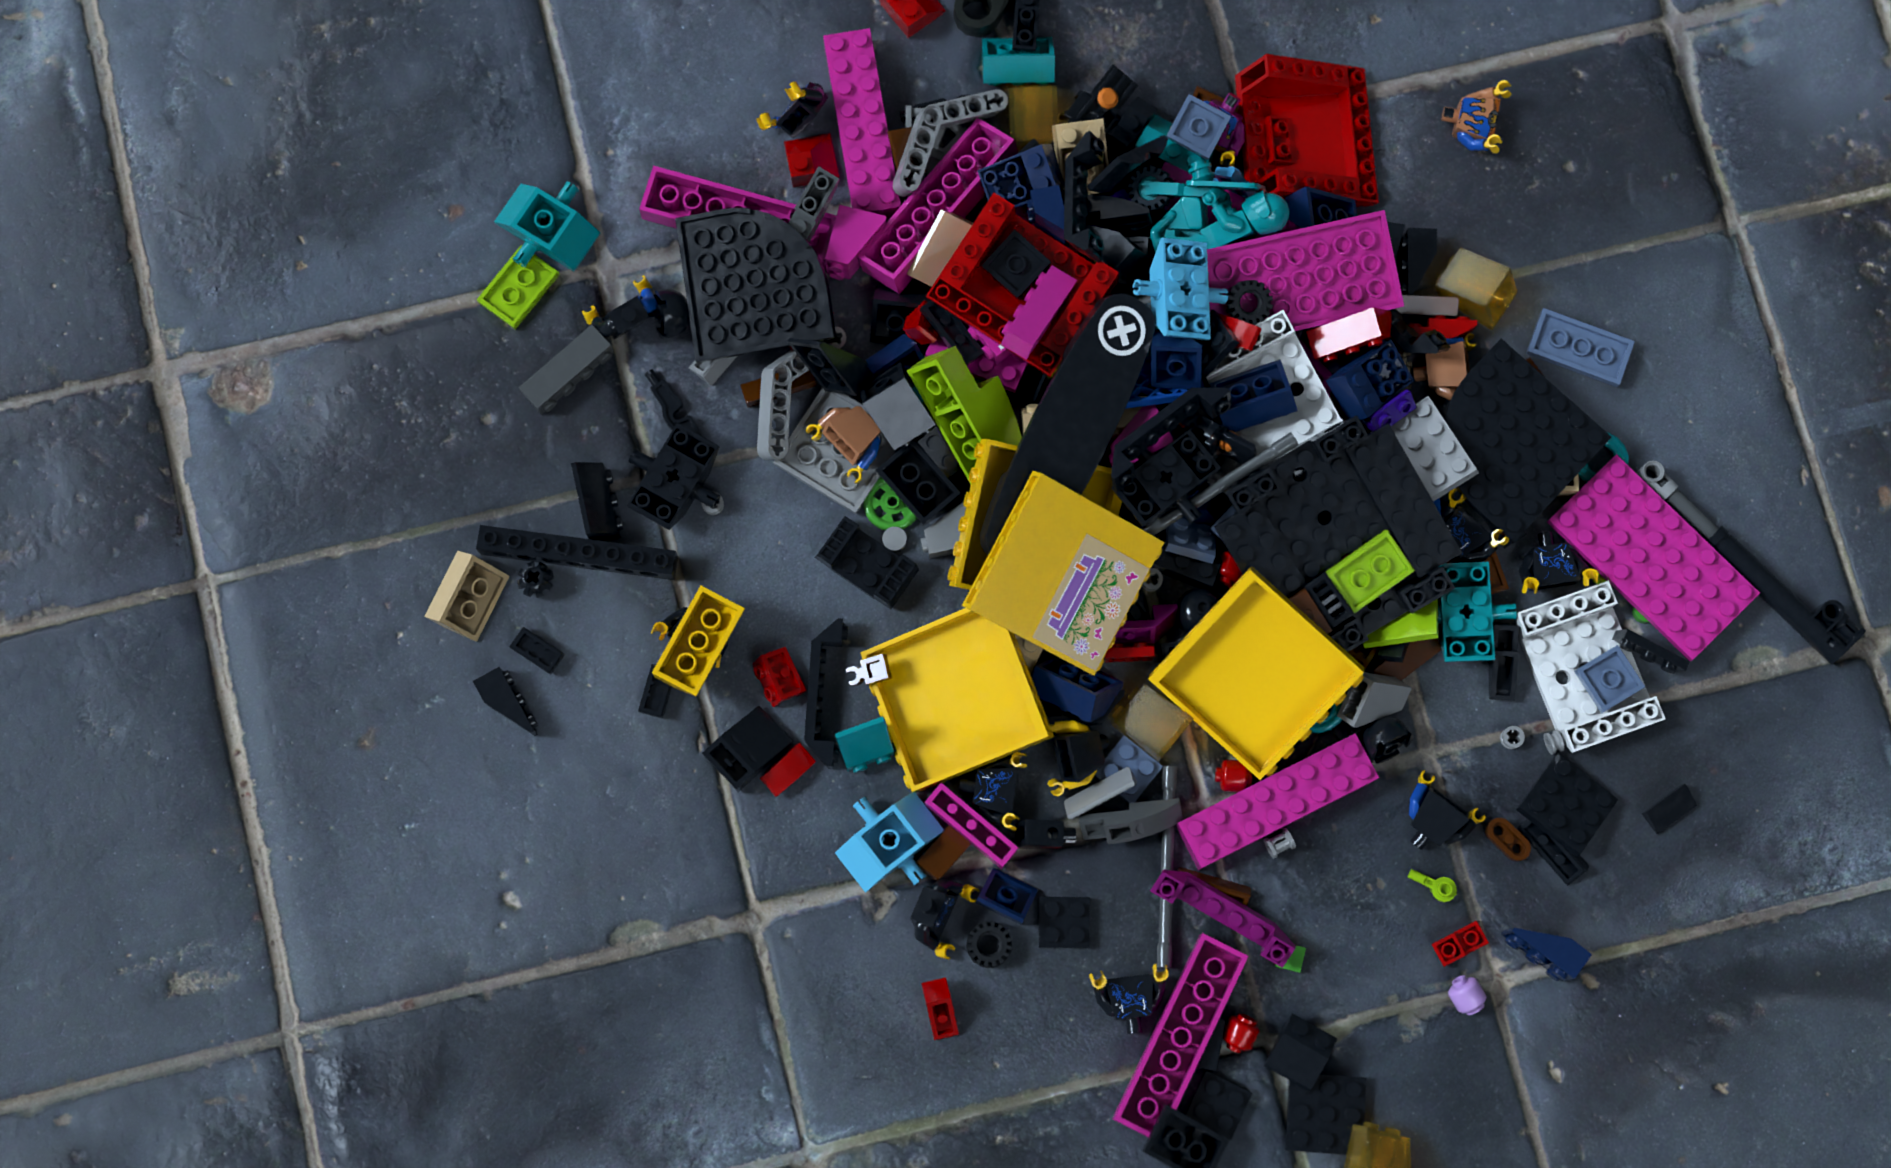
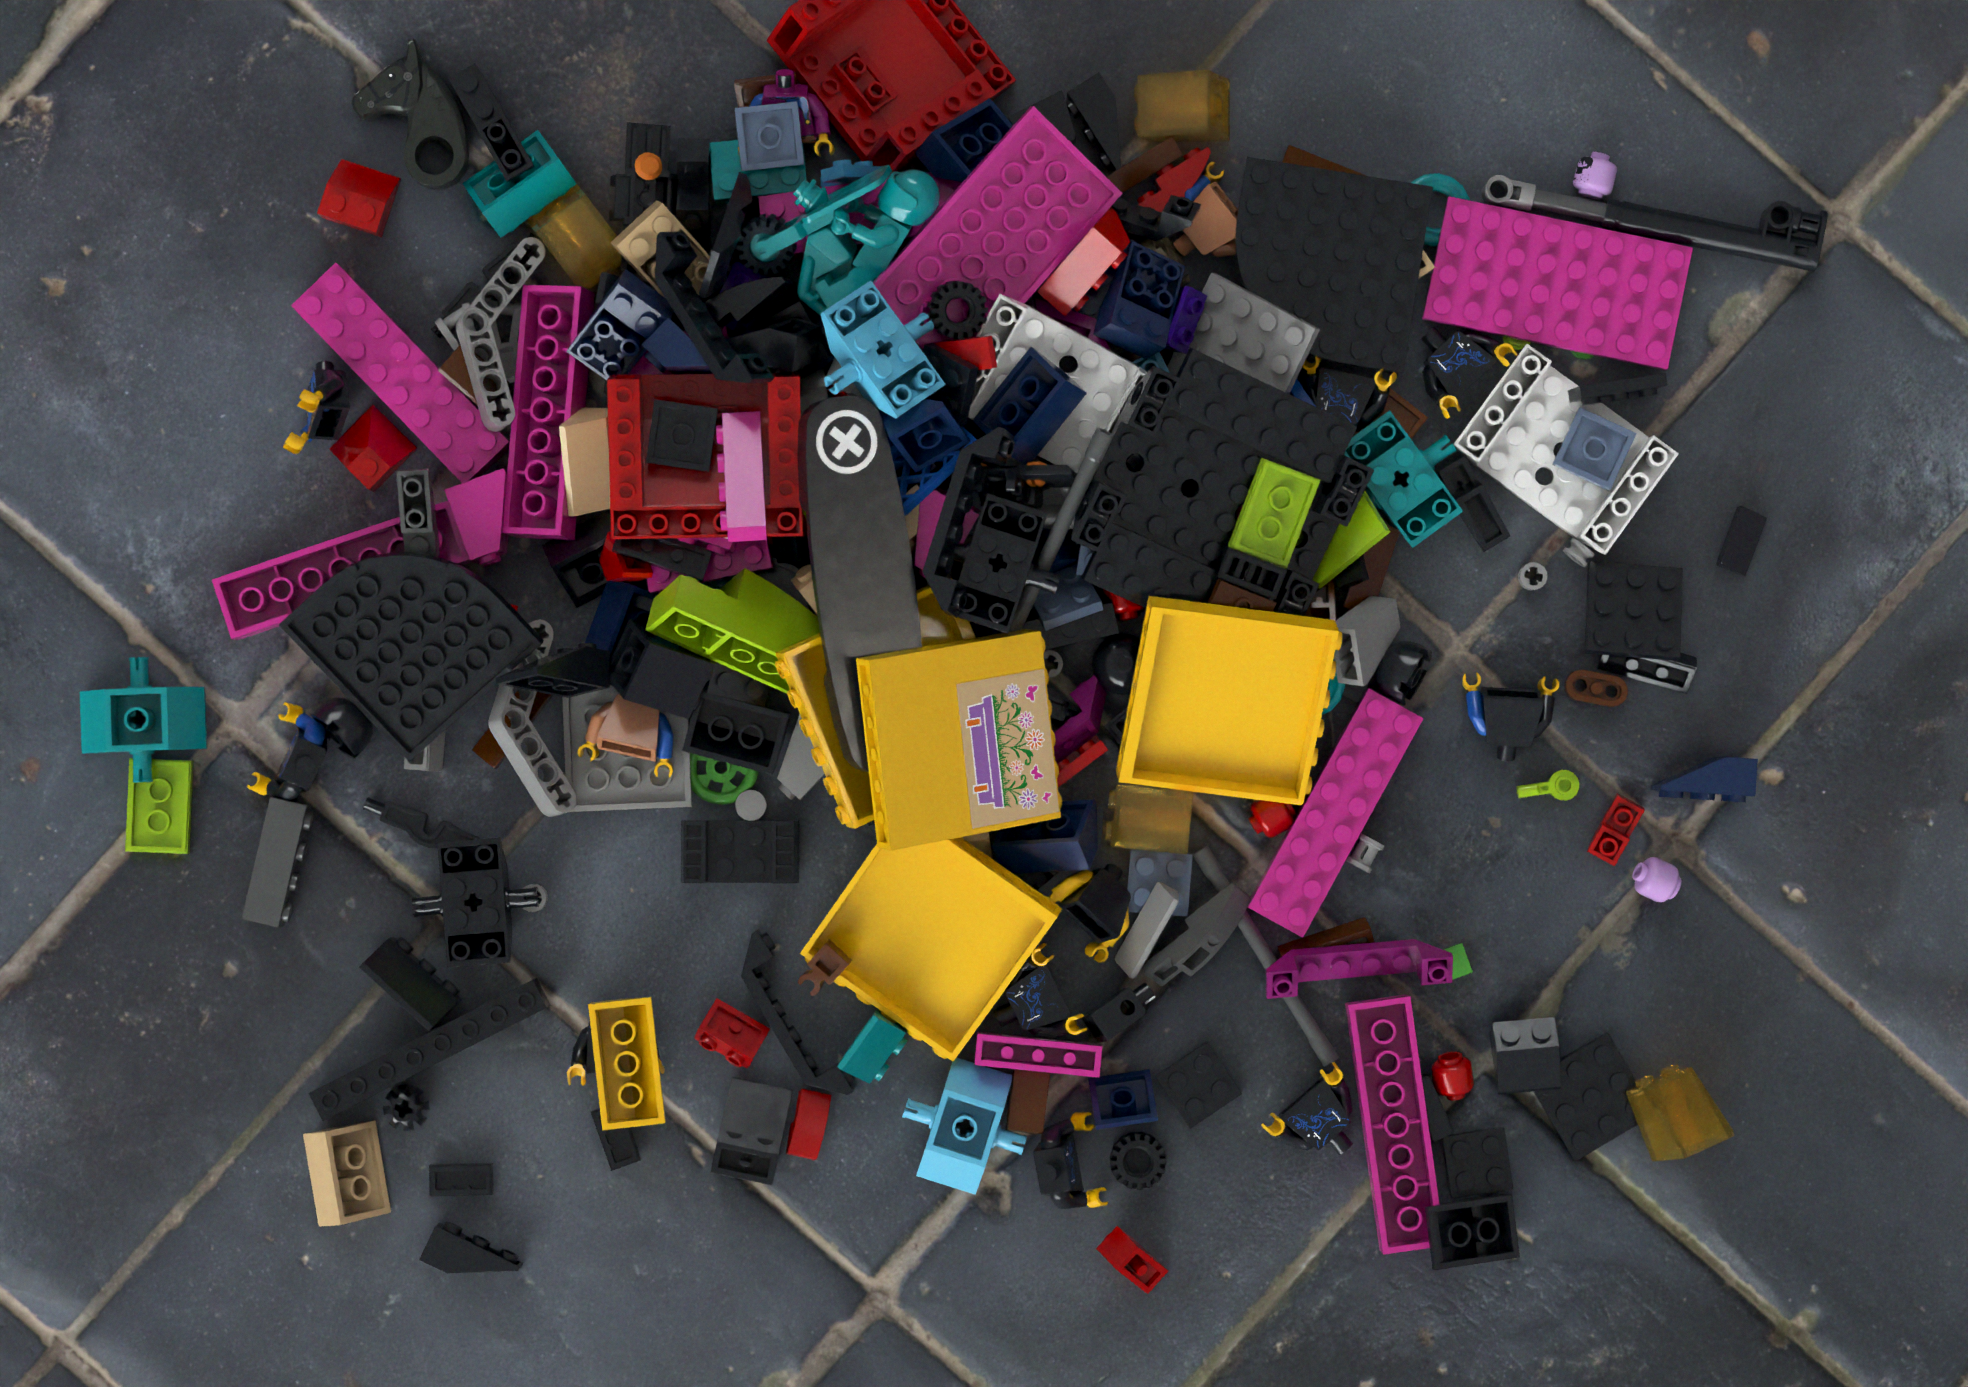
camera: 35 degrees left, 10 degrees up
(1580, 347) = (1335, 98): sand blue plate -> none
(1722, 507) = (1595, 176): none -> lavender head

